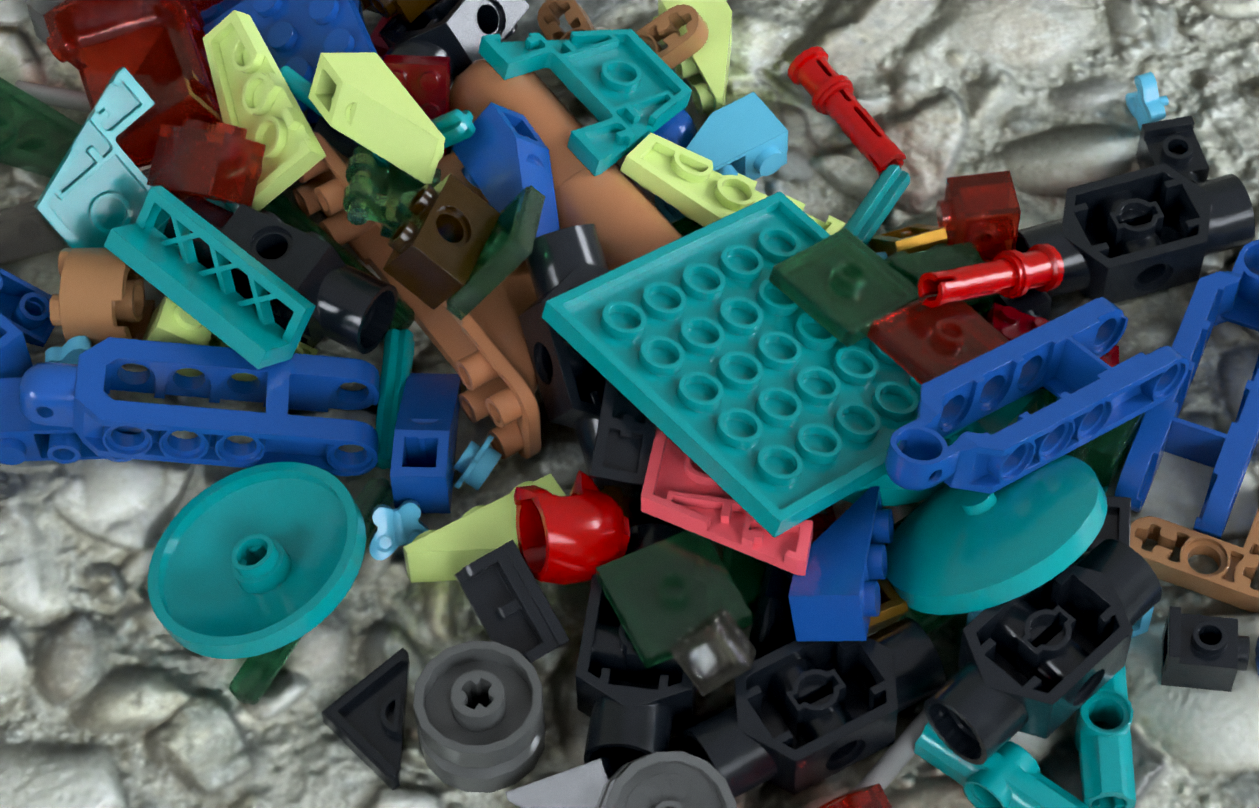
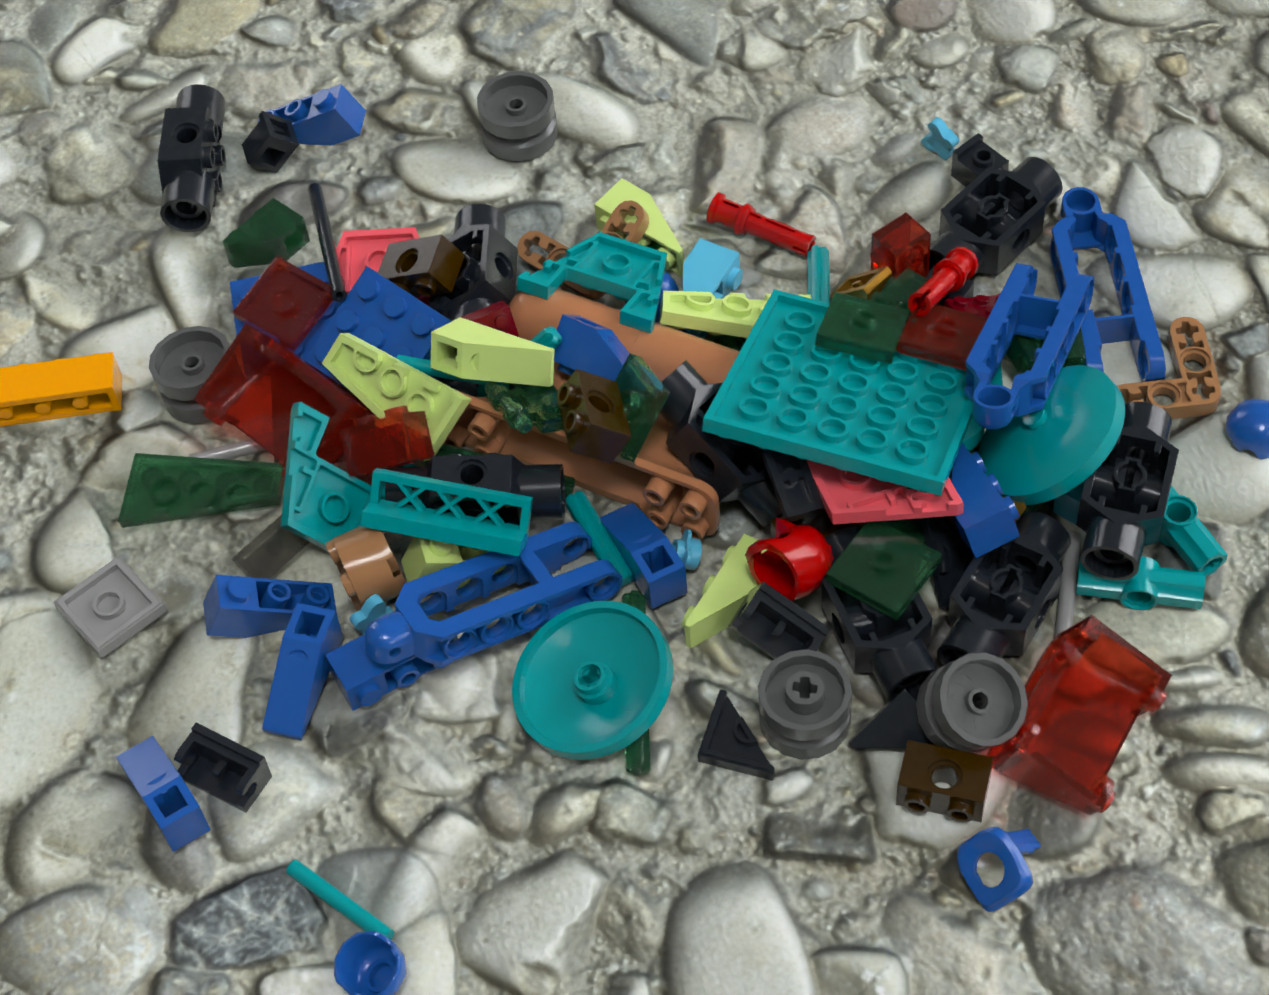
camera: 25 degrees left, 0 degrees up
(395, 528) = (665, 614): medium azure piece -> none
(714, 651) = (934, 588): clear smoke slope -> none
(1202, 651) = (1202, 450): black brick -> none

